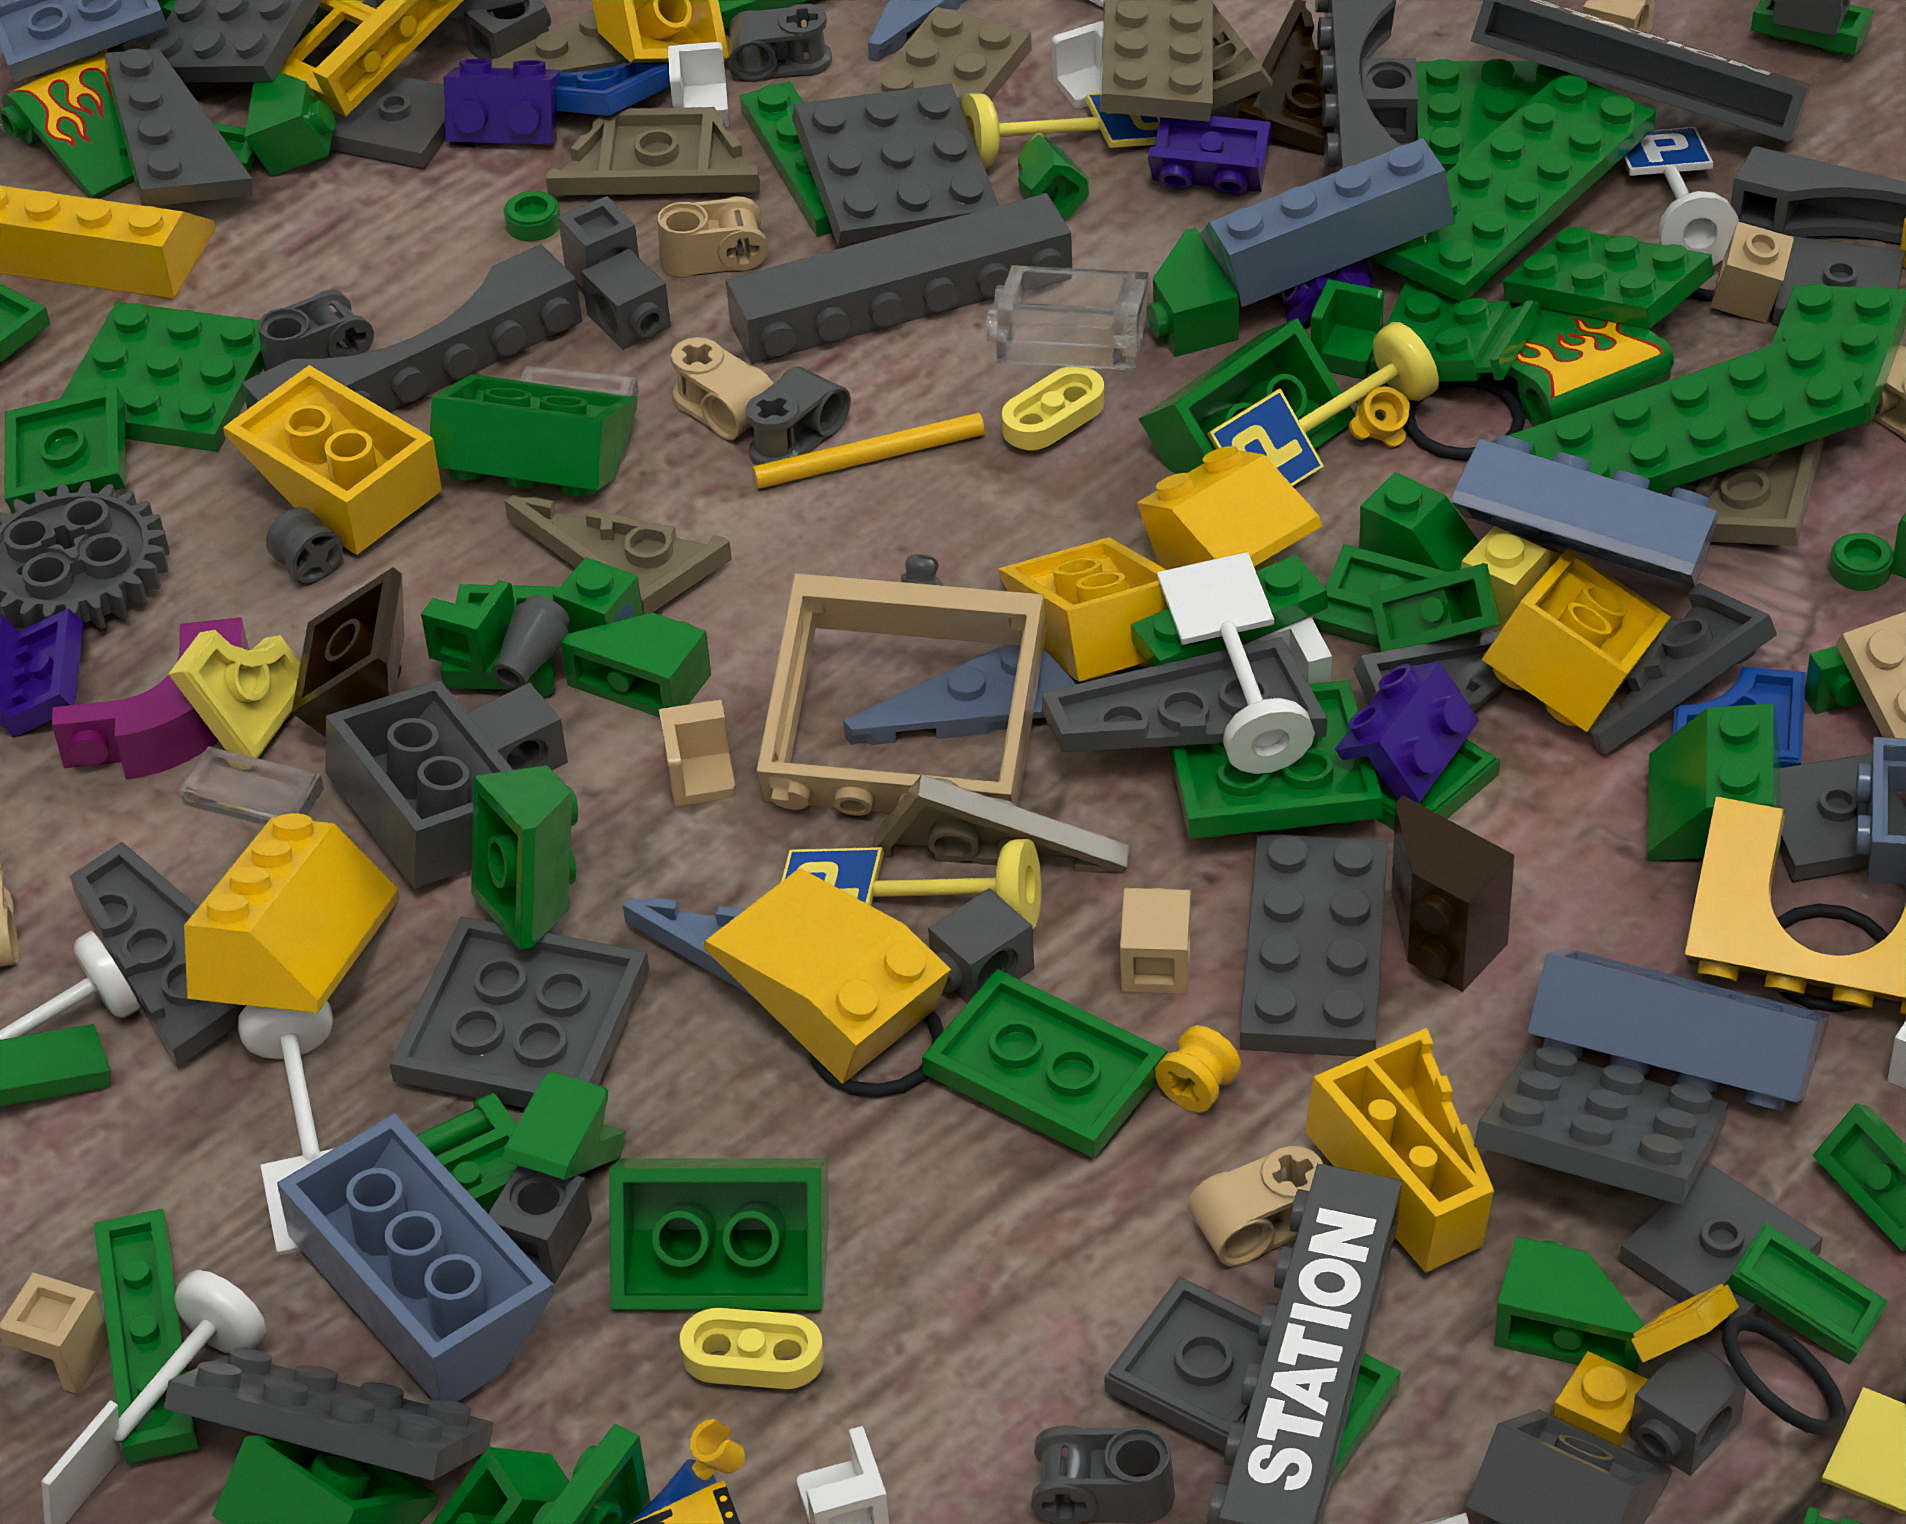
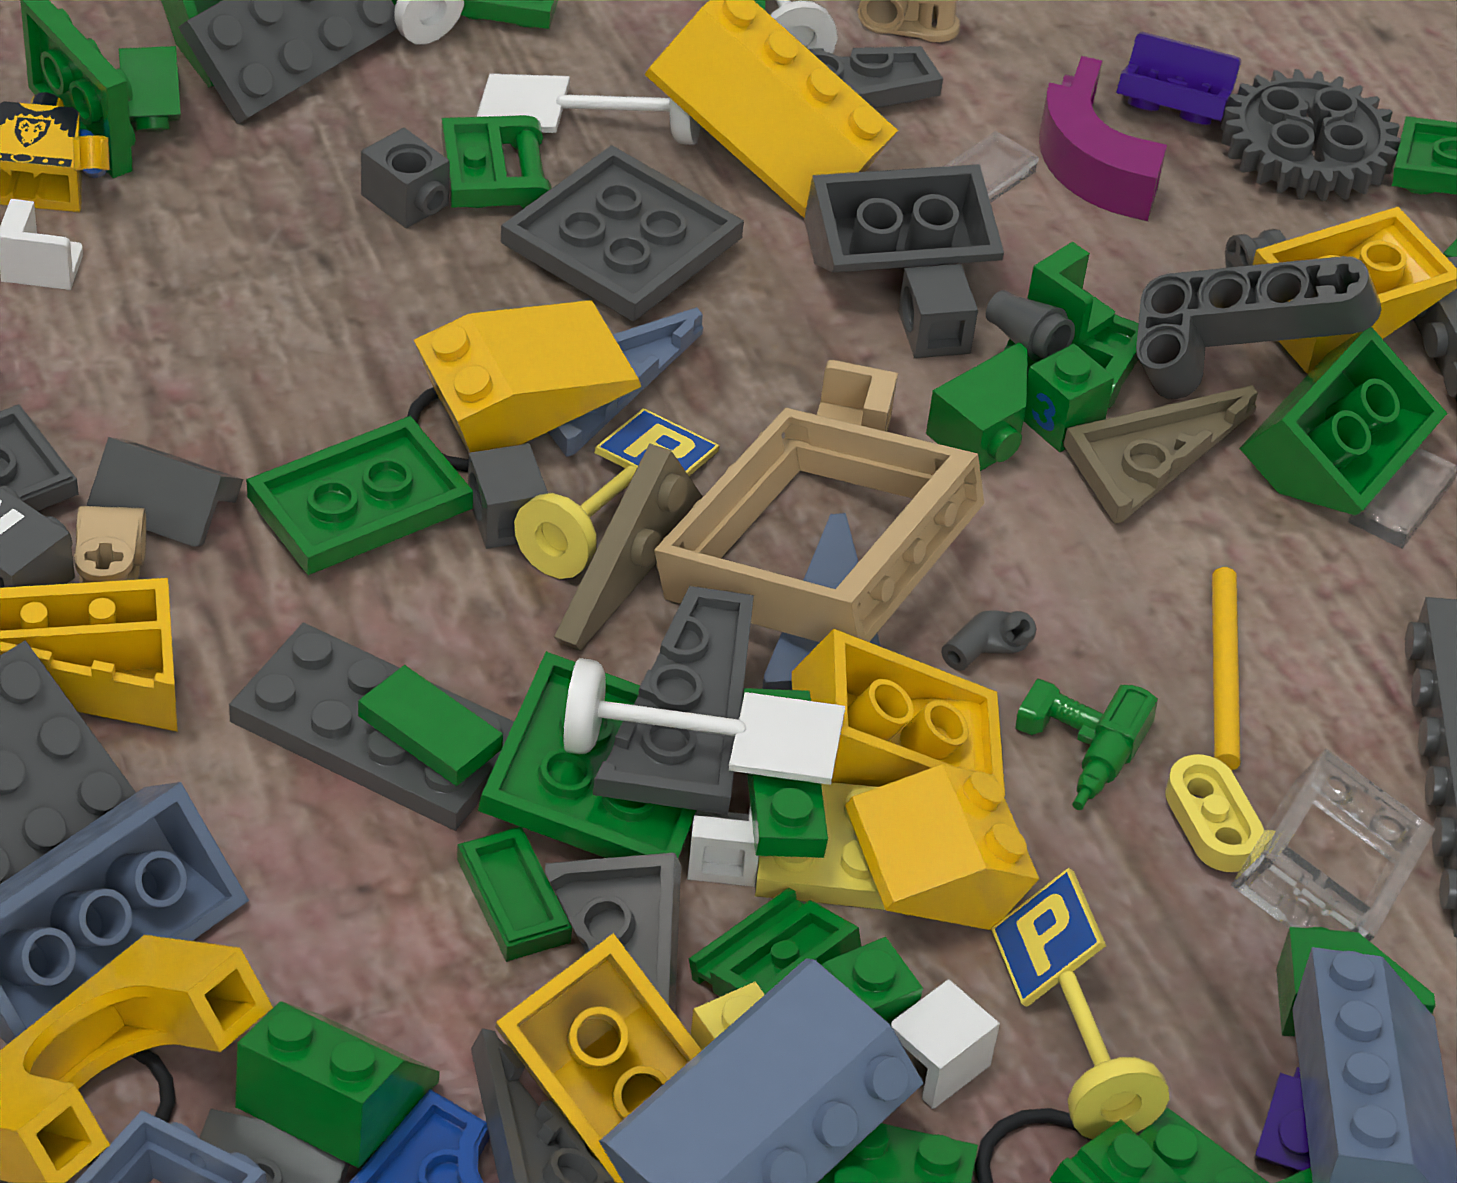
camera: 105 degrees right, 0 degrees up
(237, 690) = (1069, 164): light yellow tile -> none
(352, 652) = (1043, 219): dark brown slope -> none
(415, 1258) = (397, 81): sand blue slope -> none
(450, 477) = (1325, 297): none -> dark grey beam
(523, 850) = (753, 230): green slope -> none
(564, 1129) = (451, 186): green slope -> none
(715, 385) = (1353, 573): tan piece -> none
(718, 1233) = (329, 261): green slope -> none
(753, 1348) = (204, 248): light yellow plate -> none
(795, 415) = (1290, 612): dark grey piece -> none
(1000, 488) = (1111, 734): none -> green piece
(1131, 1214) = (173, 490): none -> dark grey panel
(1155, 940) = (440, 604): tan brick -> none
(1198, 1068) = (278, 575): yellow wheel -> none
(1268, 362) = (1154, 979): green slope -> none
(1322, 868) = (430, 725): none -> green tile
(1346, 327) = (1226, 1093): green panel -> none
(1394, 409) = (1055, 1068): yellow plate -> none
(1410, 728) = (554, 851): dark purple bracket -> none
(1414, 460) = (948, 1037): none -> white panel
(1436, 609) = (700, 951): green slope -> none
(1449, 895) = (334, 780): dark brown slope -> none

